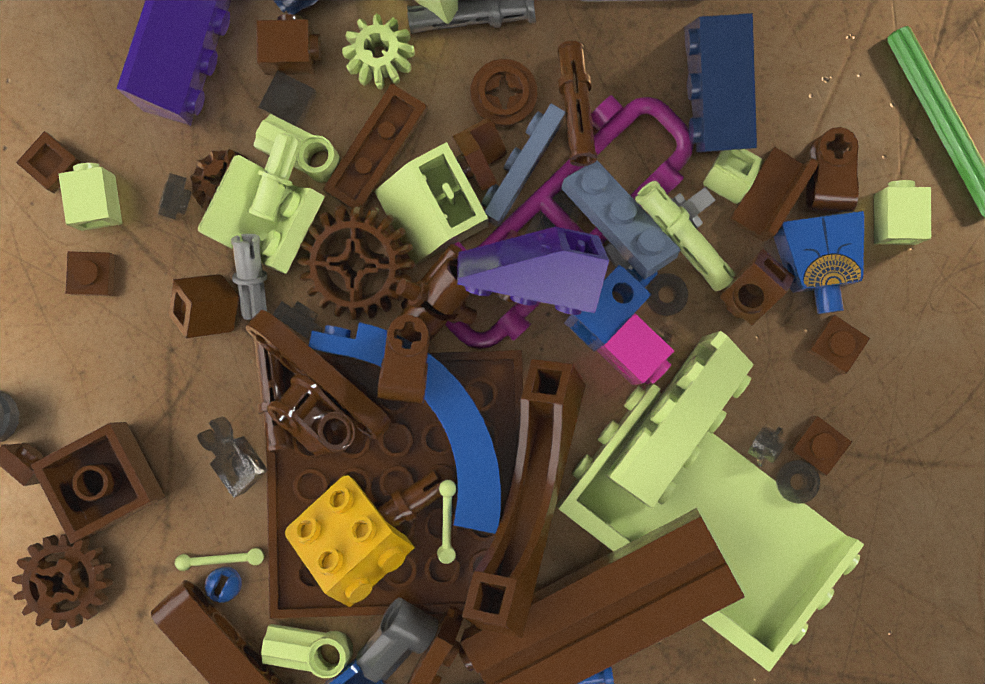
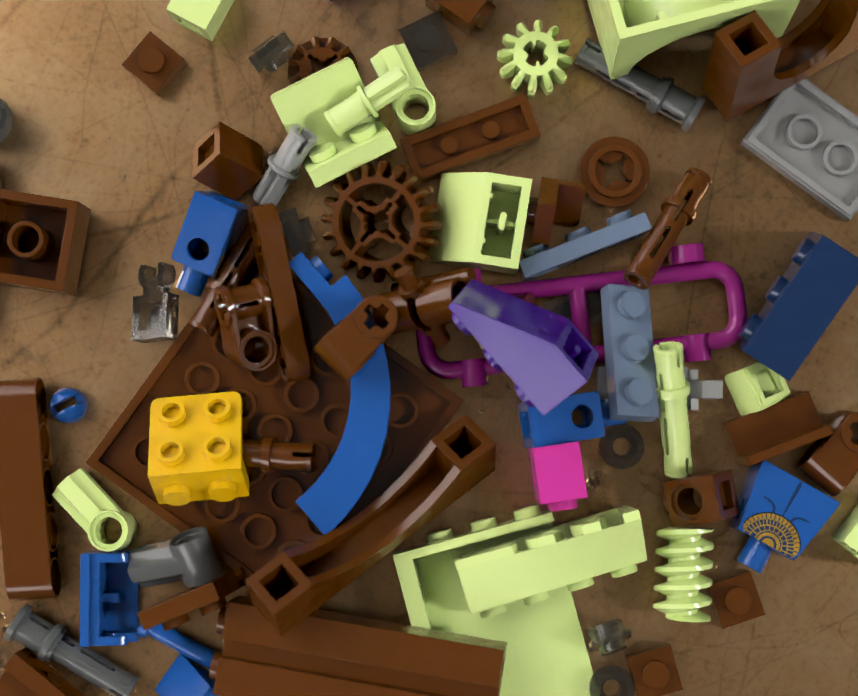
camera: 40 degrees right, 0 degrees up
(229, 358) = (212, 220): none -> blue torso
(254, 557) = (111, 402): yellowish green hinge -> none
(446, 552) = (272, 519): yellowish green hinge -> none
(787, 354) = (684, 573): none -> yellowish green piece

